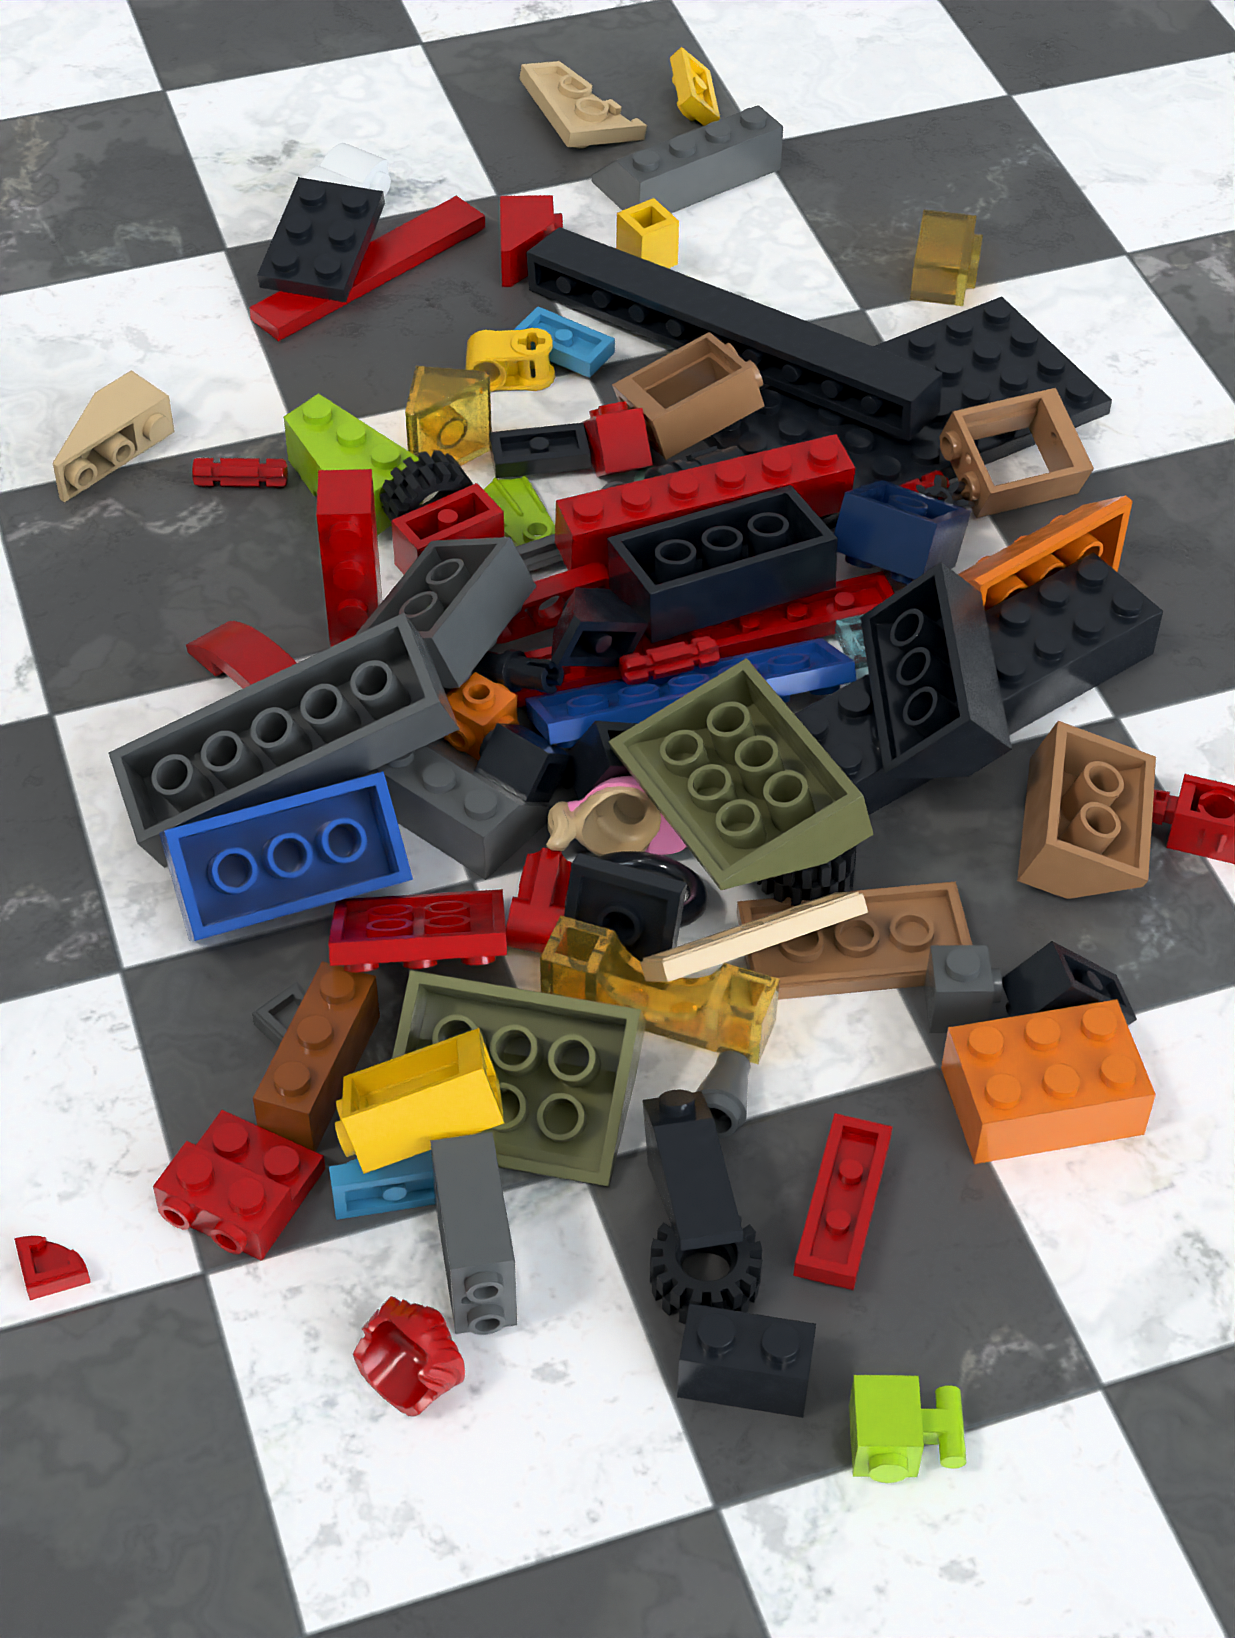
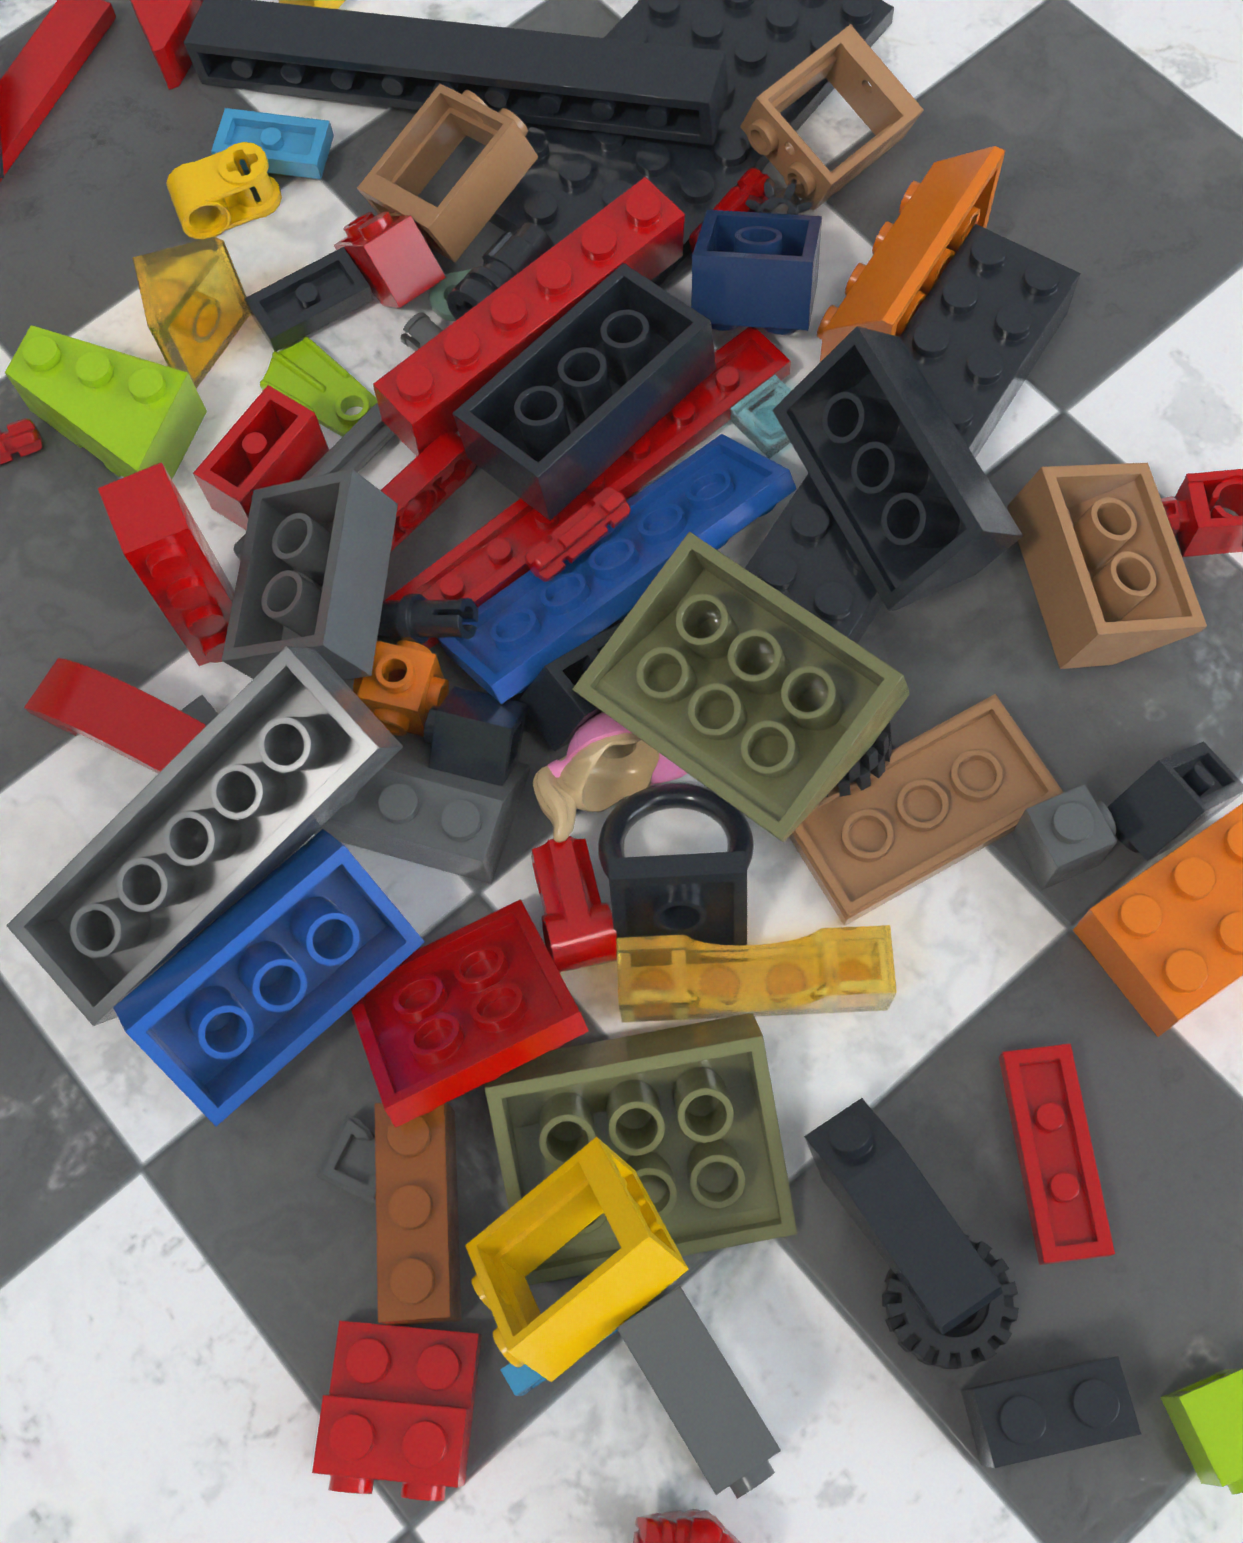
camera: 15 degrees left, 20 degrees up
(421, 480) = (207, 408): black tyre -> none
(595, 629) = (485, 536): black slope -> none
(726, 1092) = (873, 1068): dark grey cone -> none
(753, 936) = (830, 873): tile -> none

